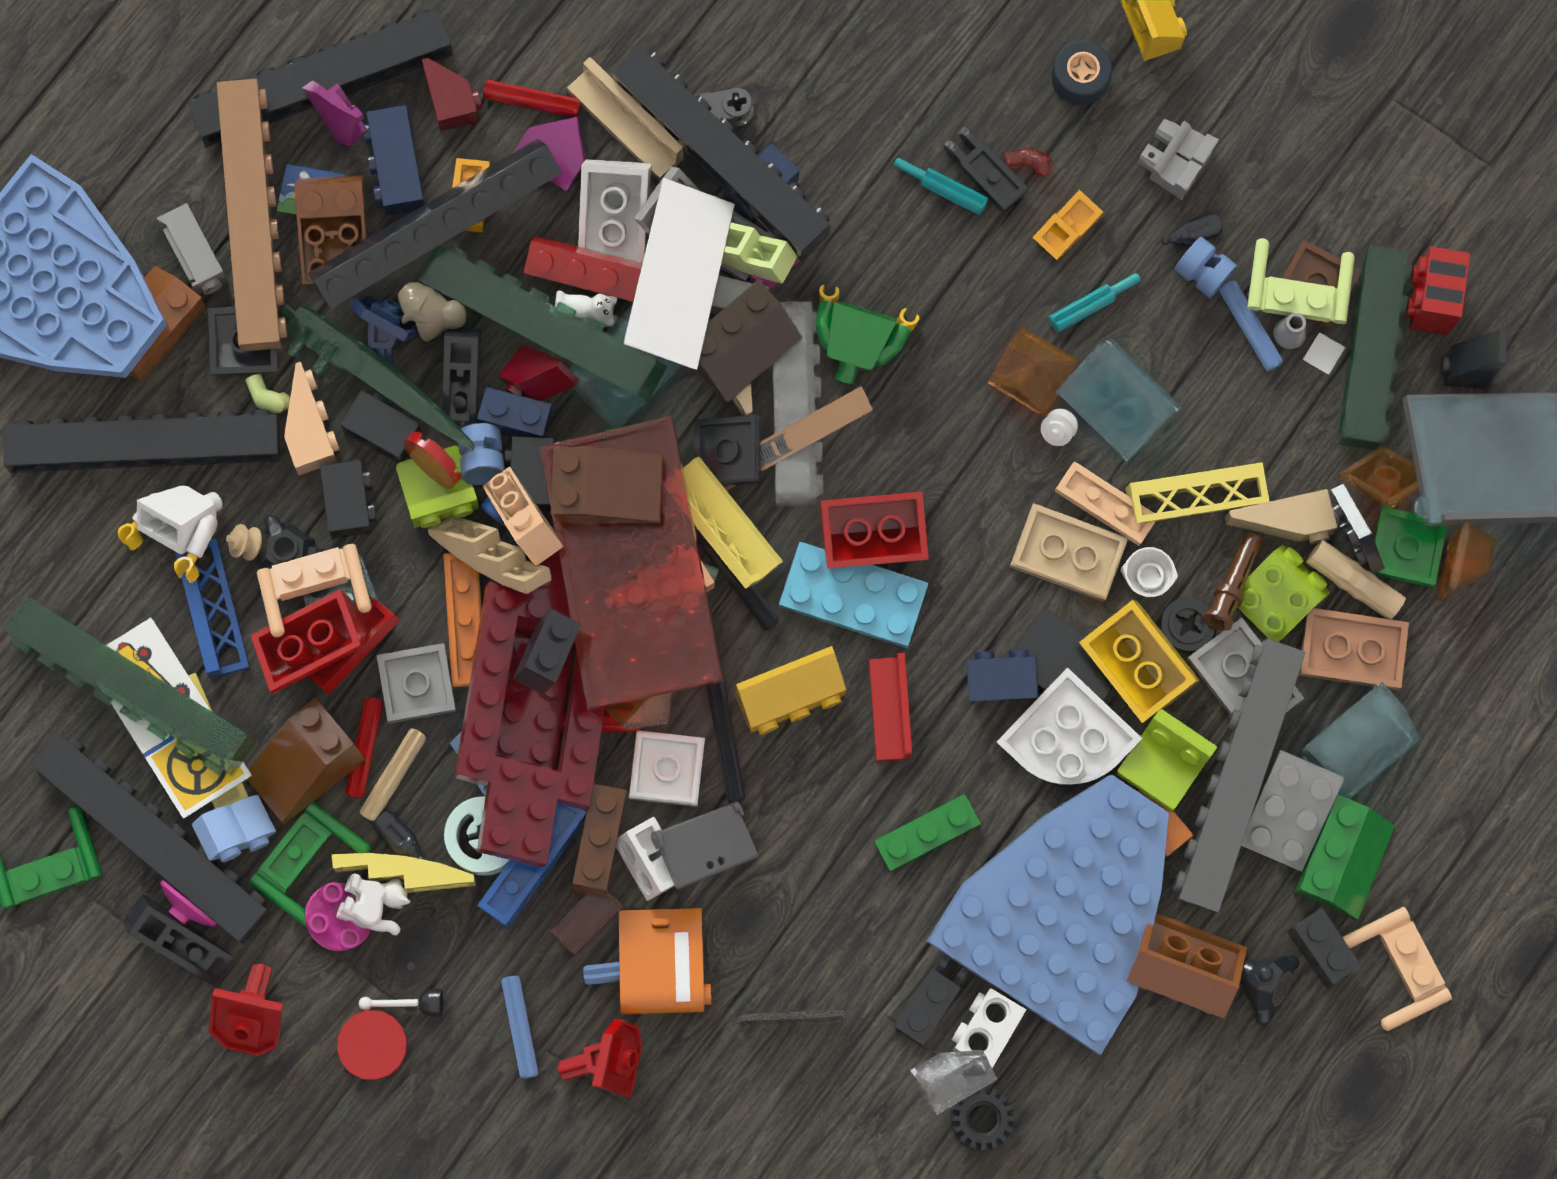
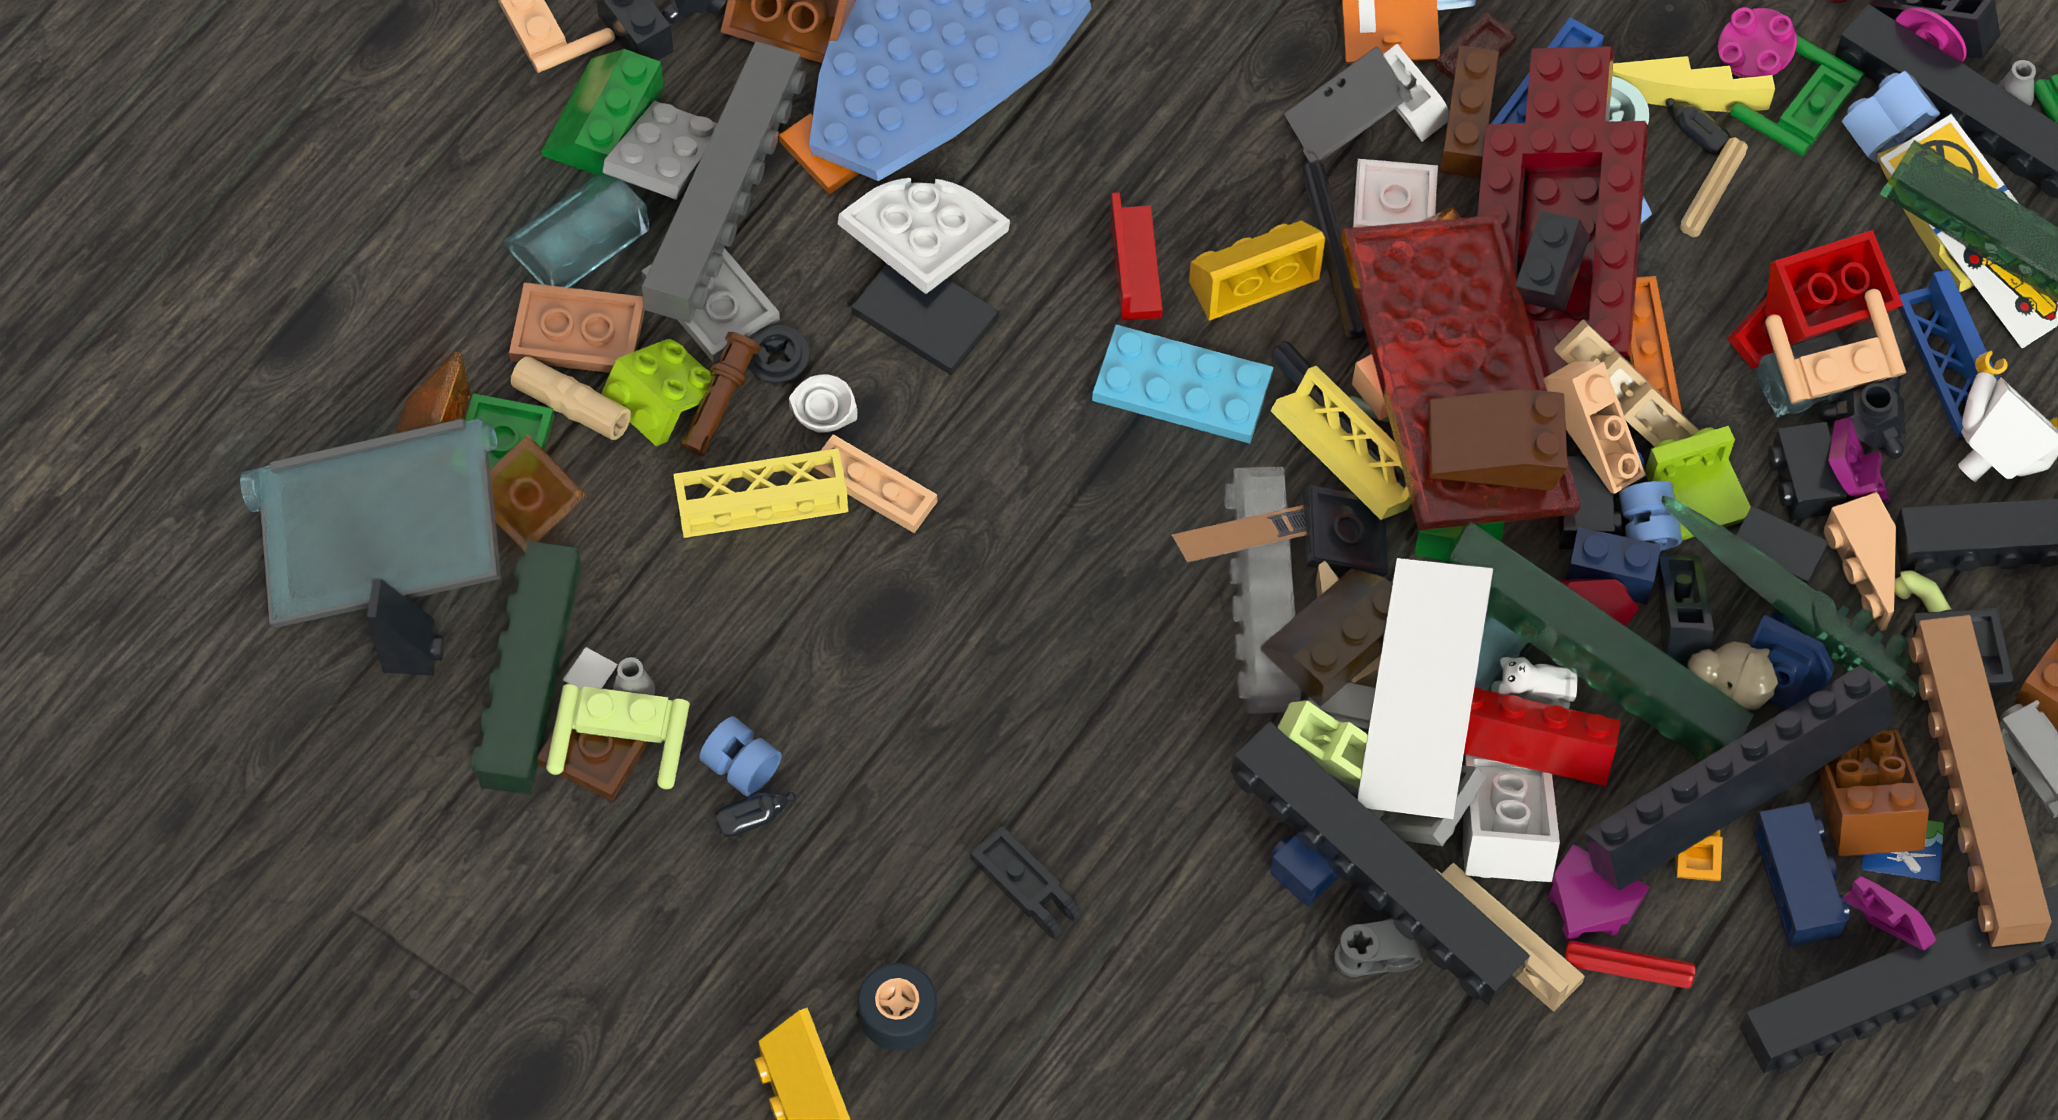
camera: 175 degrees left, 15 degrees down
(124, 869) = (2020, 81): none -> light grey cone
(244, 542) = (1927, 420): tan wheel -> none
(303, 761) = (1817, 189): reddish brown slope -> none
(308, 498) = (1855, 471): none -> magenta slope
(365, 744) = (1750, 214): red axle -> none
(368, 907) = (1727, 45): white animal -> none
(416, 683) = (1698, 277): light grey plate -> none
(432, 460) = (1713, 492): tile -> none
(451, 96) = (1738, 958): dark red slope -> none
(858, 335) = (1188, 663): green torso -> none
(873, 530) = (1163, 440): red slope -> none
(927, 833) = (1089, 138): green plate -> none
(946, 187) = (1077, 861): teal axle -> none
(1002, 676) = (1003, 282): dark blue brick -> none
(1030, 156) = (964, 900): clear red arm -> none
(1032, 371) = (964, 639): clear orange slope -> none
(1059, 427) = (932, 566): white wheel -> none
(1068, 225) = (916, 818): light orange slope -> none
(1068, 552) = (921, 434): tan tile -> none
(1089, 304) = (890, 719): teal axle -> none
(1118, 399) = (854, 598): clear light blue slope -> none
(1139, 661) = (836, 302): yellow slope -> none
(1166, 760) = (809, 201): lime bracket -> none
(1182, 158) = (765, 896): light grey hips -> none
(1250, 325) = (678, 687): medium blue axle -> none
(1291, 518) = (644, 467): tan slope -> none
(1356, 530) = (567, 432): black plate -> none
(1438, 290) = (441, 722): red brick -> none

